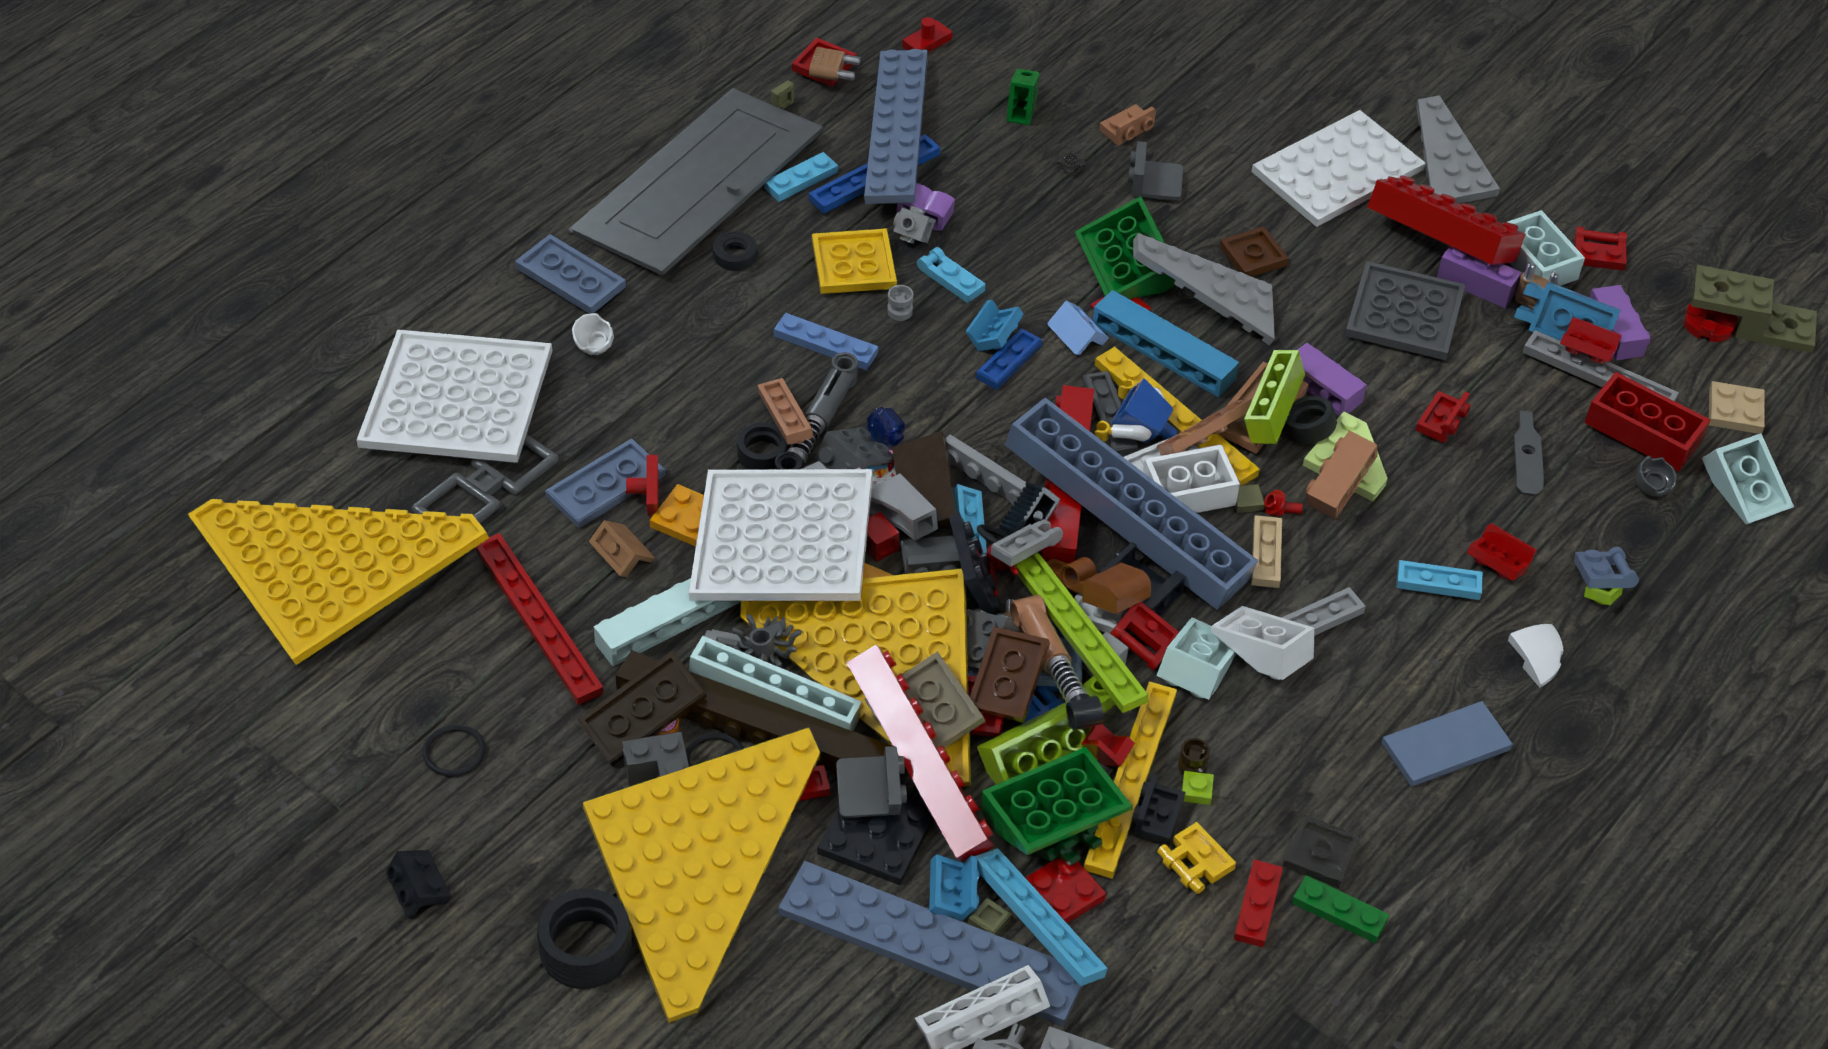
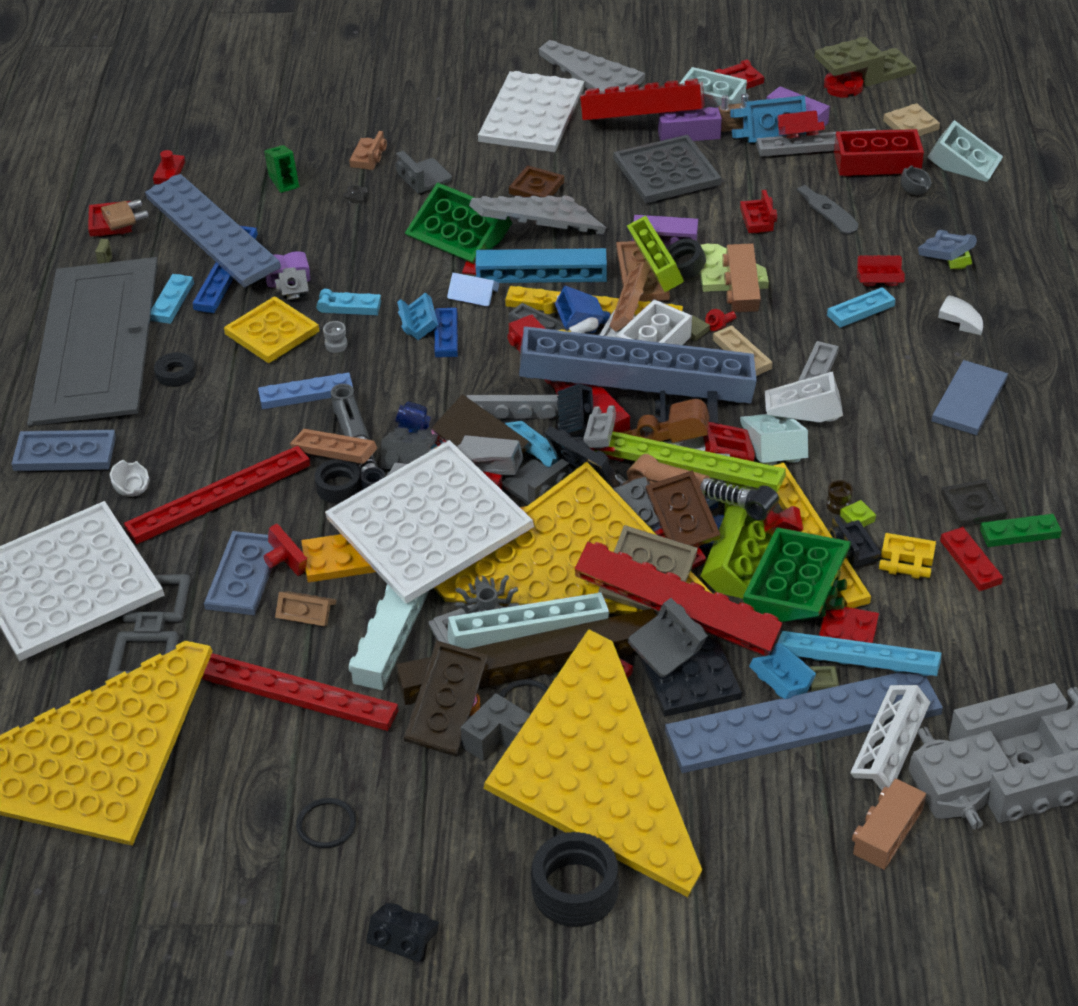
camera: 35 degrees left, 5 degrees down
(653, 395) = (216, 494): none -> red plate

